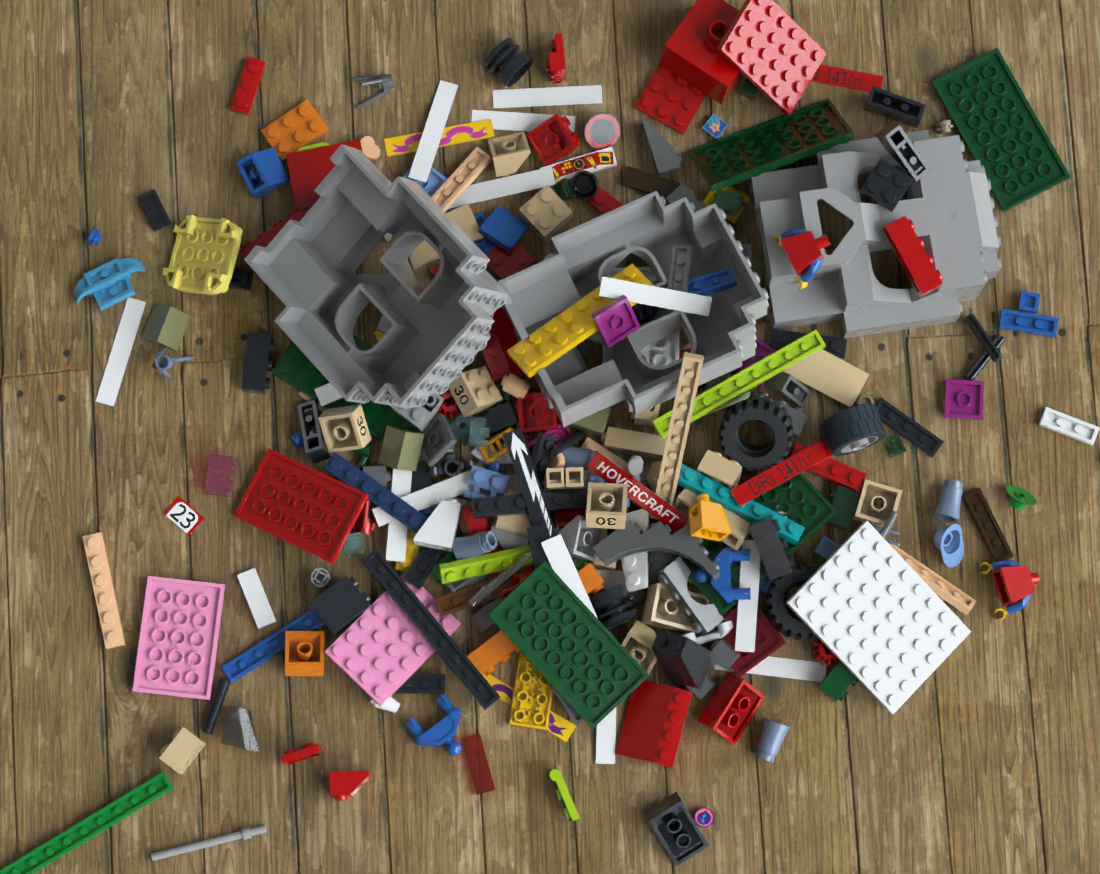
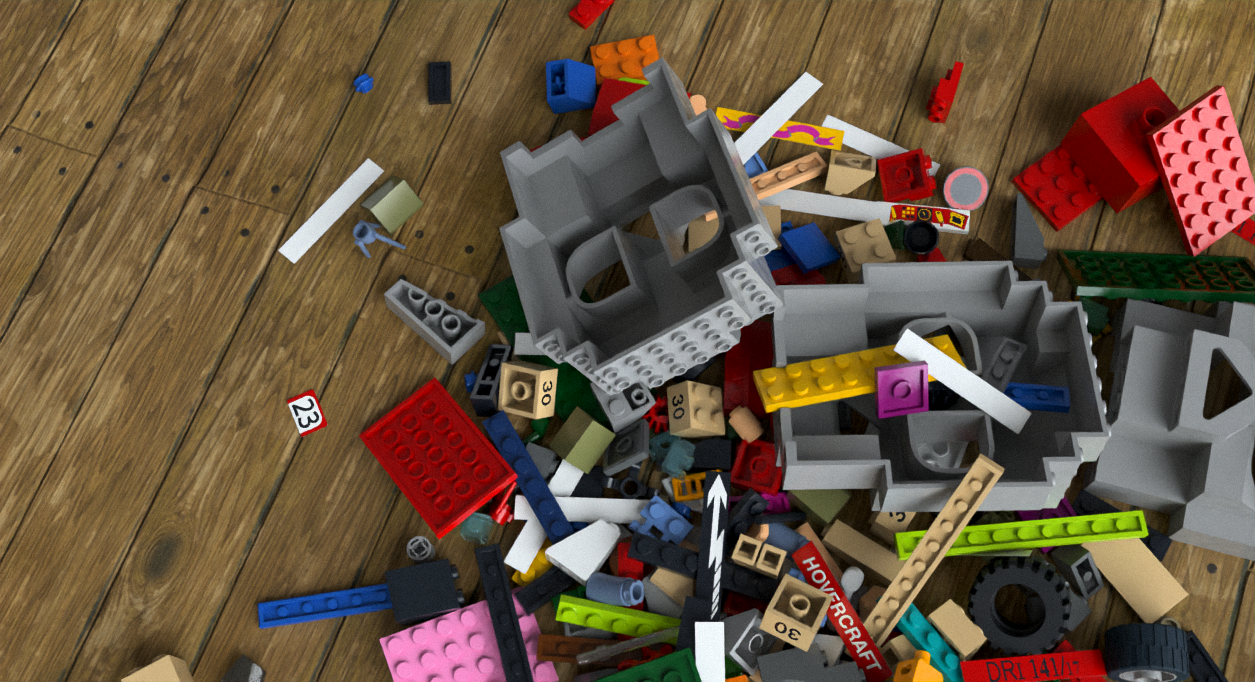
camera: 30 degrees right, 10 degrees down
(104, 590) = (176, 458): light nougat plate -> none
(109, 282) = (355, 133): dark azure plate -> none
(178, 638) = (228, 549): bright pink plate -> none
(203, 255) = (465, 142): light yellow plate -> none
(216, 706) = (228, 648): black axle -> none
(219, 475) = (366, 384): clear pink brick -> none
(241, 279) = (487, 181): black slope -> none
(246, 405) = (441, 326): none -> light grey wedge
(256, 598) = (338, 541): white tile -> none
(257, 363) = (469, 278): black brick -> none
(304, 653) = (357, 631): orange slope -> none
(383, 81) = (743, 48): dark grey plant -> none
(504, 60) = (889, 76): black wheel -> none
(547, 96) = (917, 132): white sticker -> none
(714, 126) = (1098, 236): tile -> none
(748, 90) = (1157, 209): clear green slope -> none
(803, 252) = (1175, 401): red torso -> none

